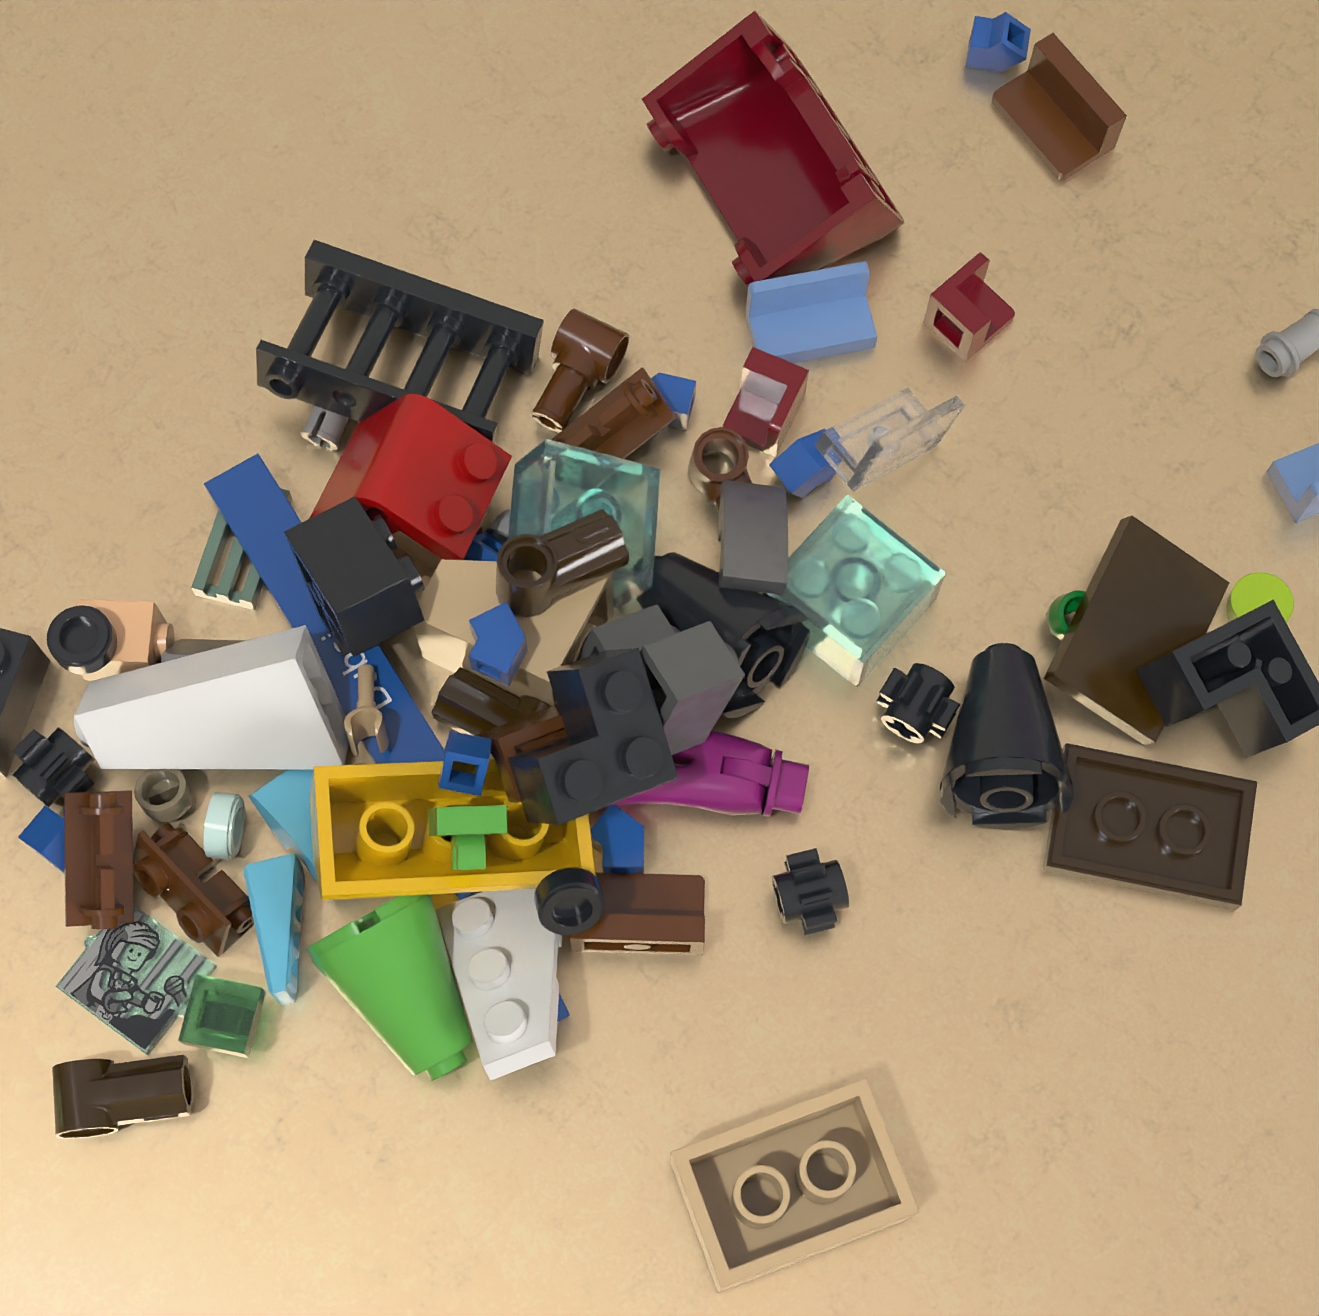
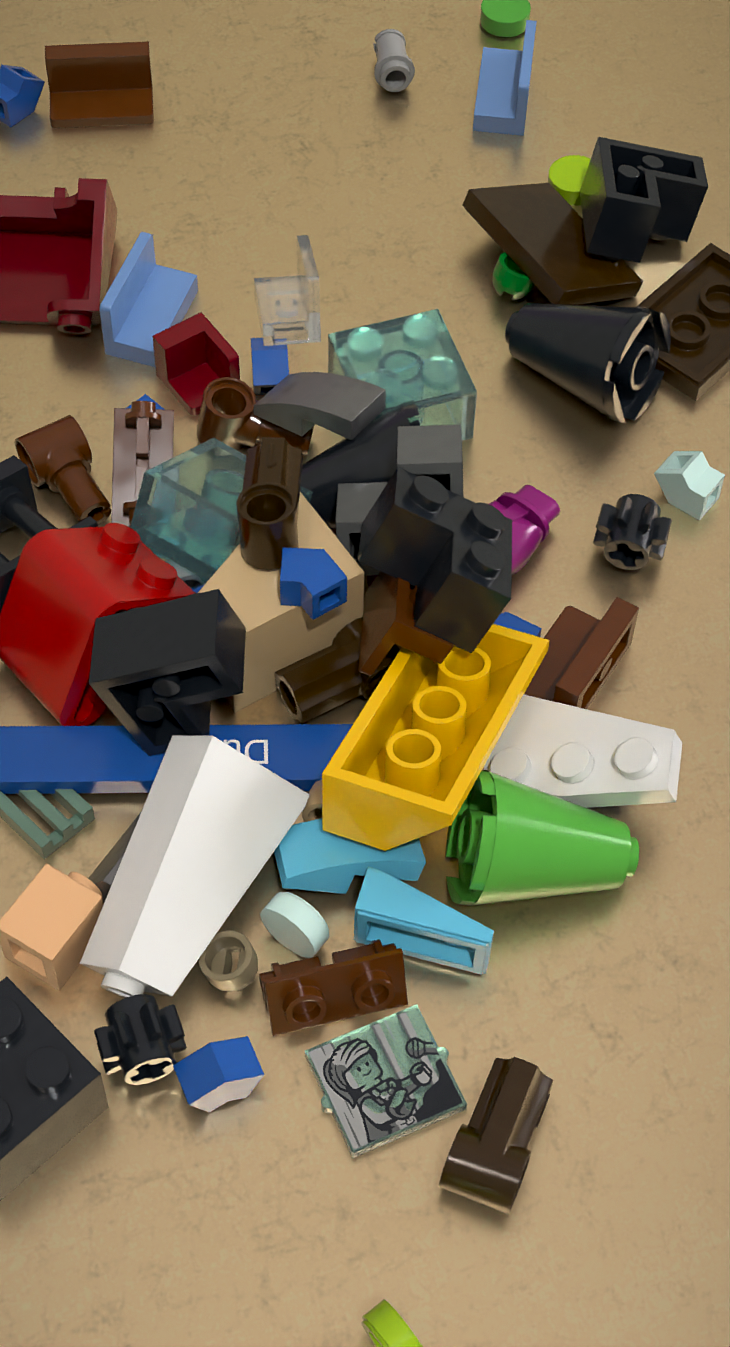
camera: 60 degrees left, 15 degrees down
(82, 639) = (43, 934): black tile -> none
(98, 859) = (245, 1020): reddish brown hinge -> none
(222, 1015) = (480, 1004): clear green tile -> none
(366, 718) = (279, 754): tan hand -> none
(465, 749) = (396, 661): blue piece -> none
(467, 830) = (464, 683): bright green tile -> none
(569, 901) = (556, 665): black tile -> none
(916, 914) = (690, 482): none -> light aqua piece
(917, 703) = (521, 392): black gear -> none
(966, 310) = (220, 219): dark red panel -> none

